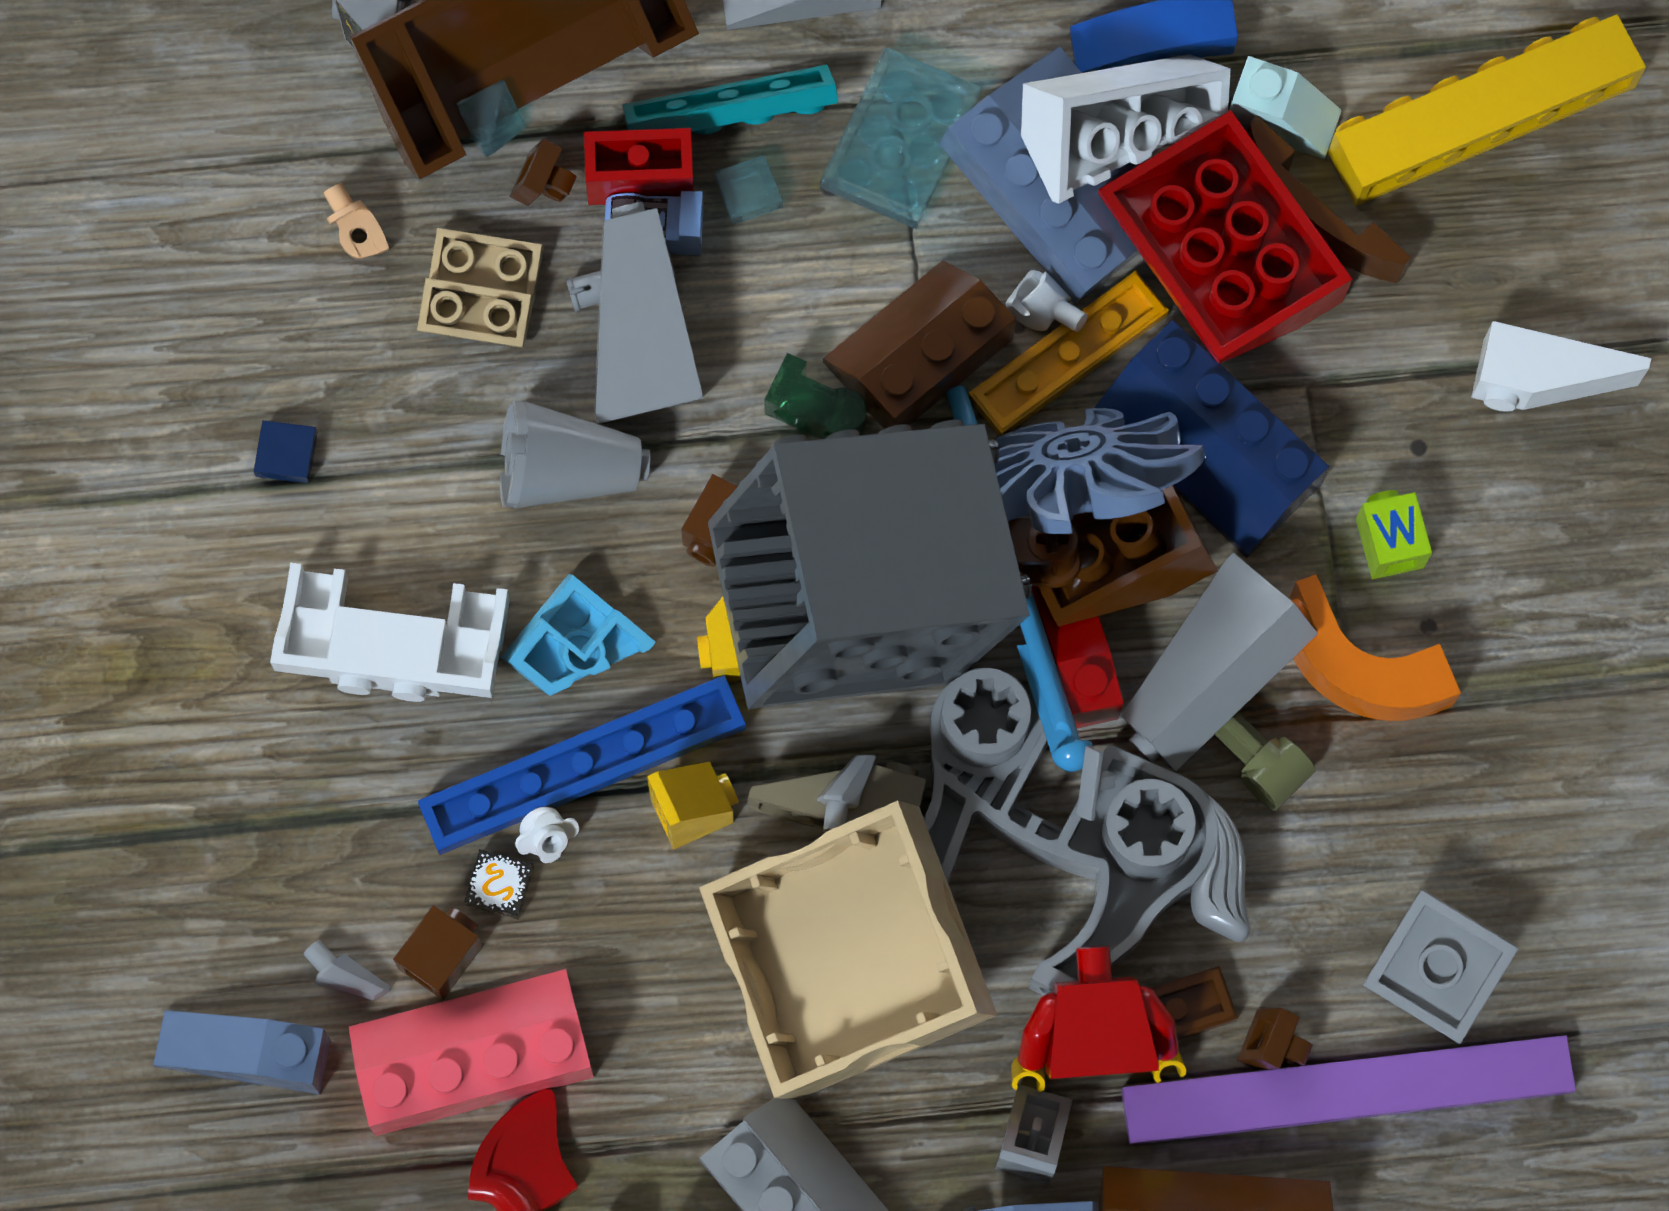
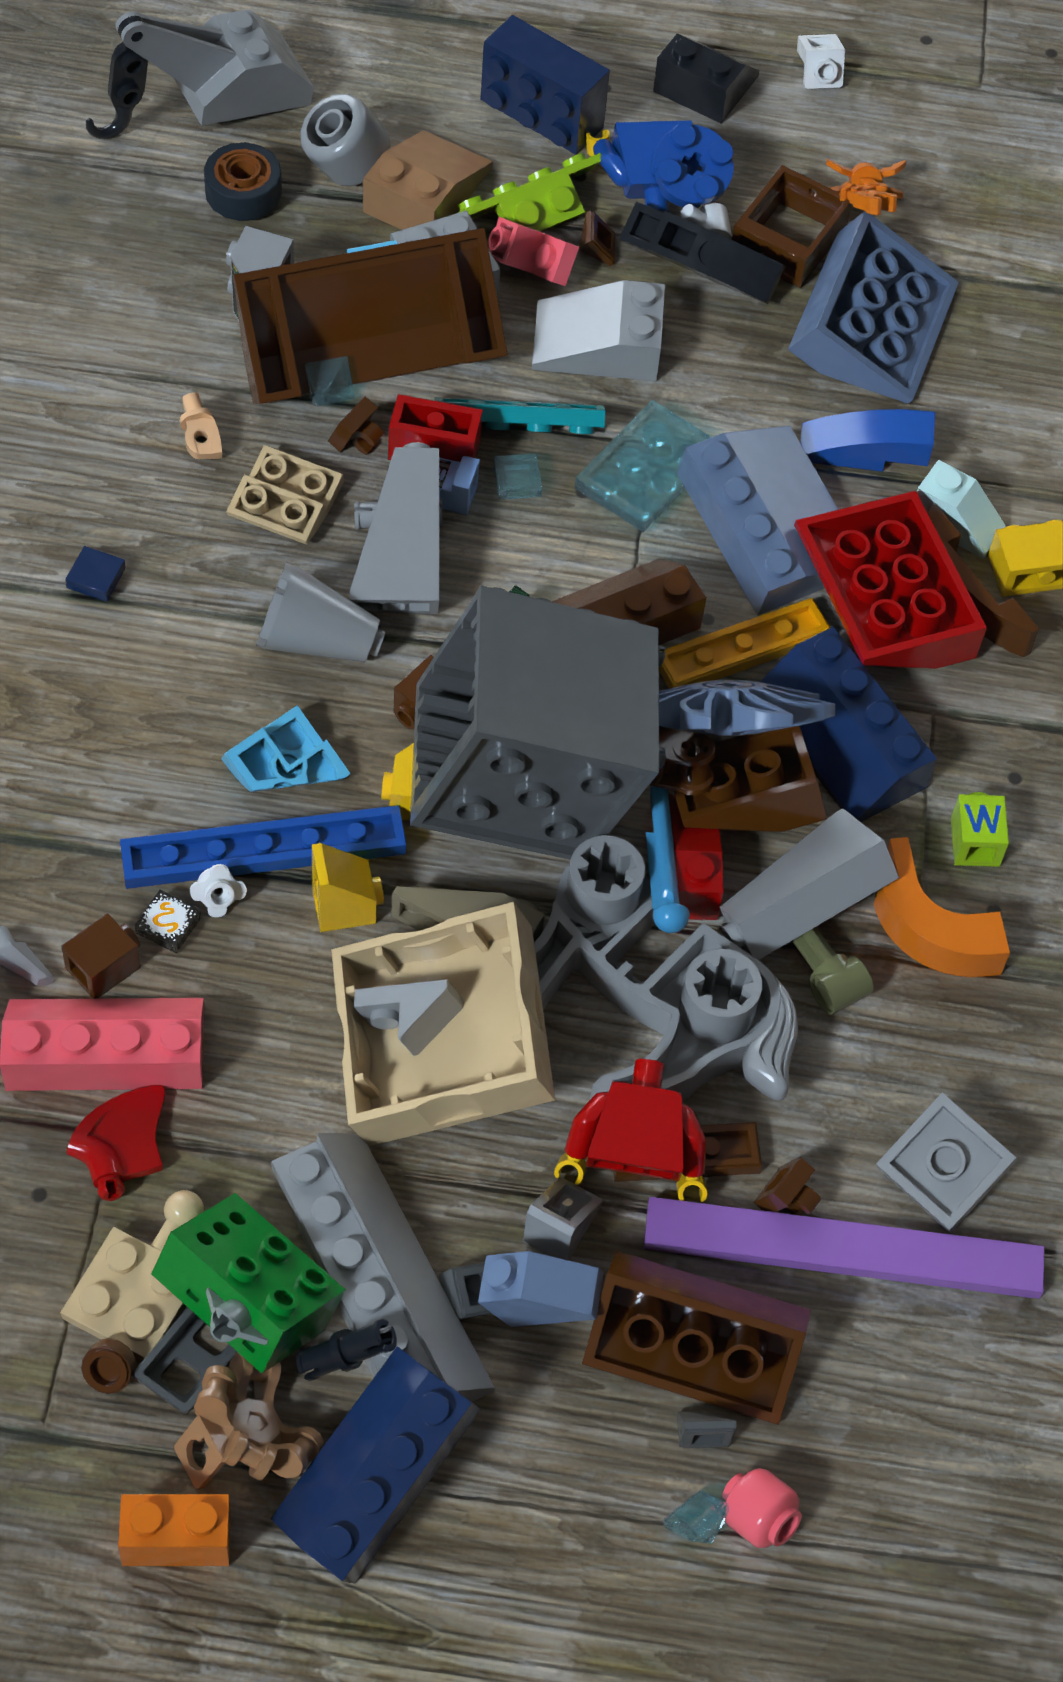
camera: 10 degrees right, 15 degrees down
(388, 649) = (133, 723): white bracket -> none
(819, 939) = (416, 1008): none -> light grey slope
(845, 790) = (477, 898): light grey bar -> none
(1041, 301) = (730, 601): white piece -> none
(1092, 781) = (682, 941): light grey piece -> none
(1116, 116) = (814, 474): white wedge -> none

